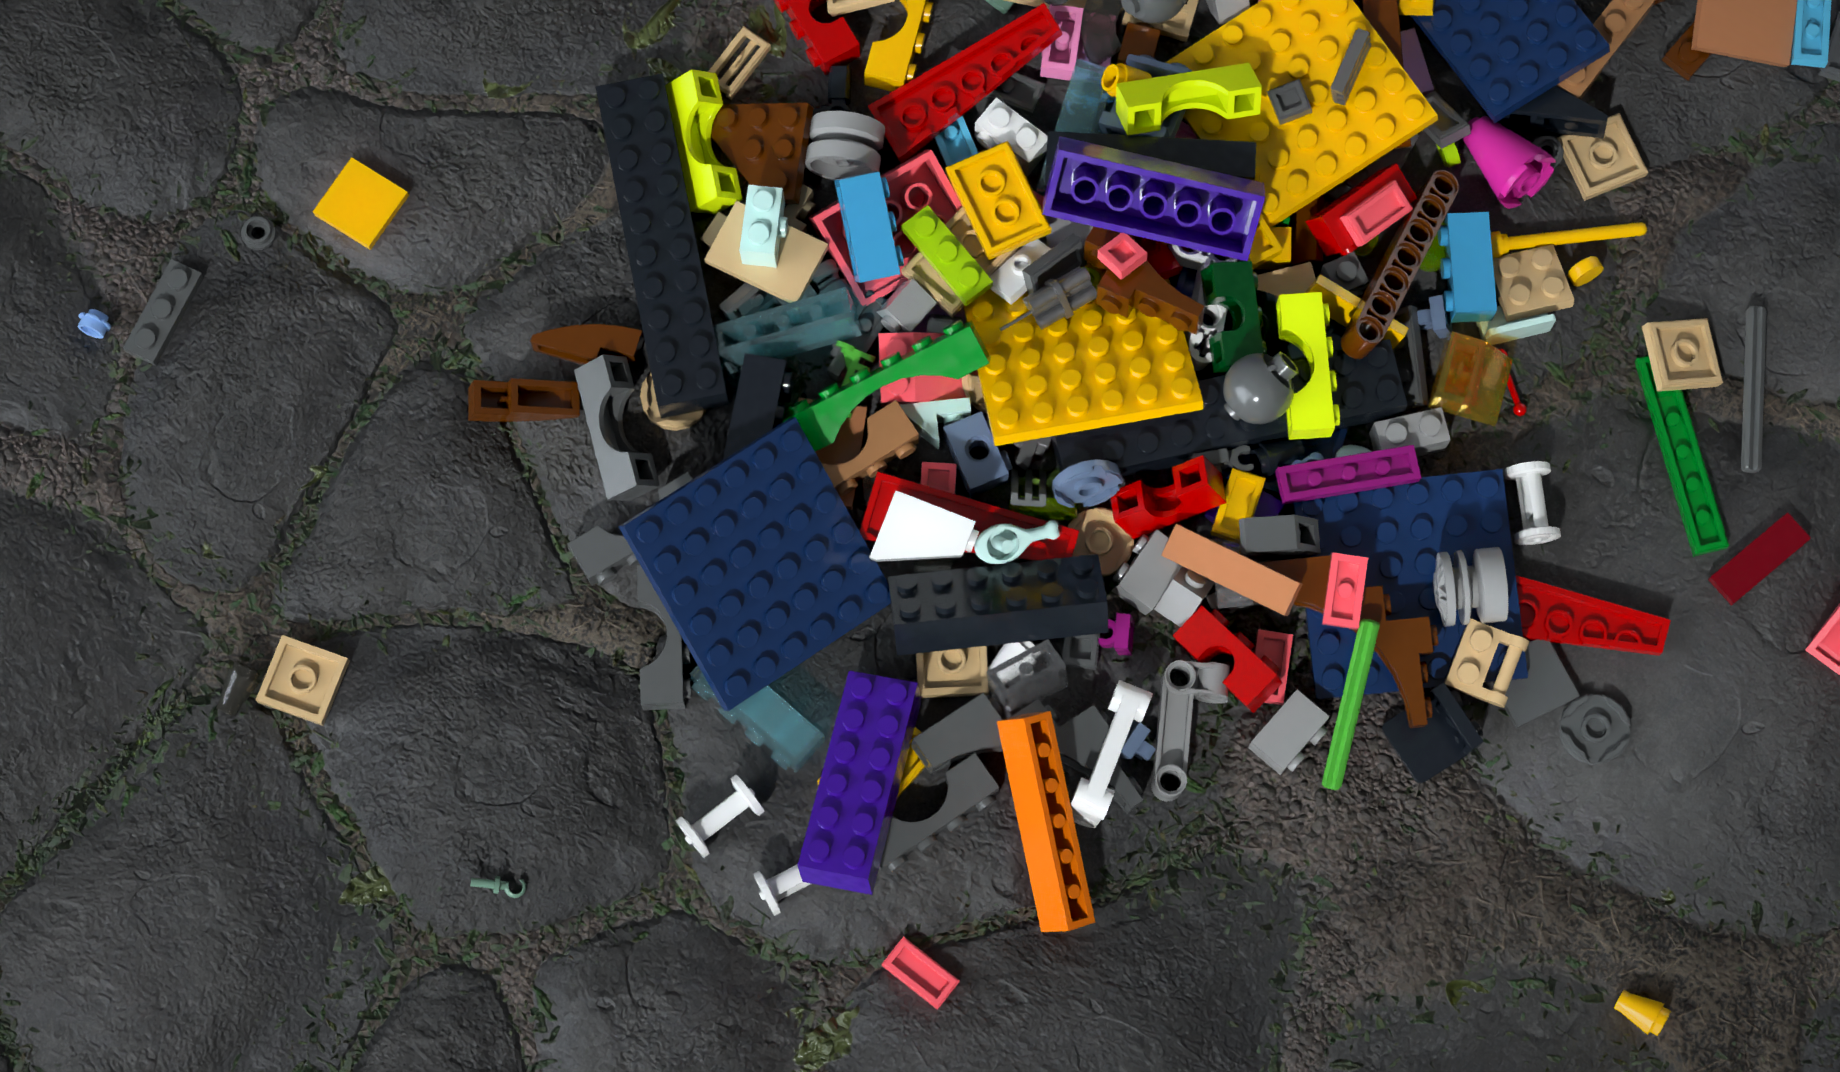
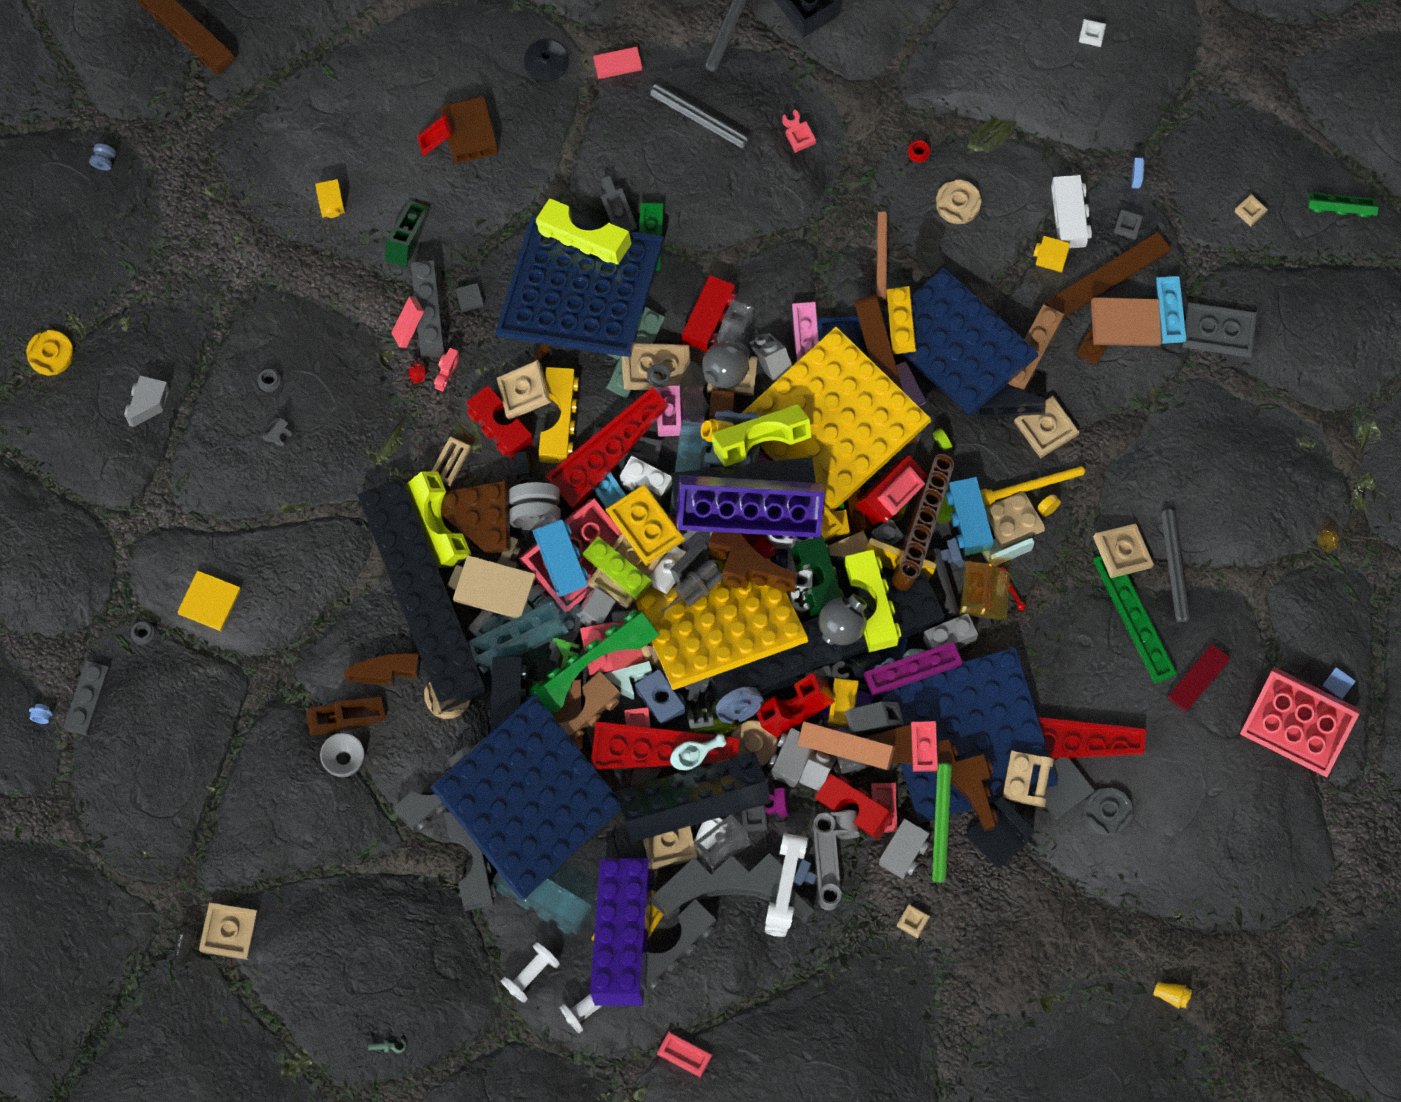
camera: 10 degrees left, 5 degrees down
(502, 441) = (342, 743): none -> light grey piece
(604, 392) = (400, 698): dark grey arch -> none
(763, 226) = (489, 569): light aqua brick -> none
(922, 532) = (634, 756): white slope -> none
(1046, 822) = (751, 936): orange brick -> none
(1122, 255) = (735, 547): coral plate -> none
(1283, 838) = (913, 921): none -> tan tile
(1289, 101) = (829, 425): dark grey tile -> none
(1350, 66) = (866, 395): dark grey tile -> none
(1450, 124) = (939, 424): dark grey tile -> none
(1473, 586) = (1008, 729): light grey wheel -> none
(1508, 161) = (983, 440): dark pink cone -> none
(1532, 503) = (1040, 667): white hose -> none
(1552, 145) = (1008, 423): dark grey plate -> none

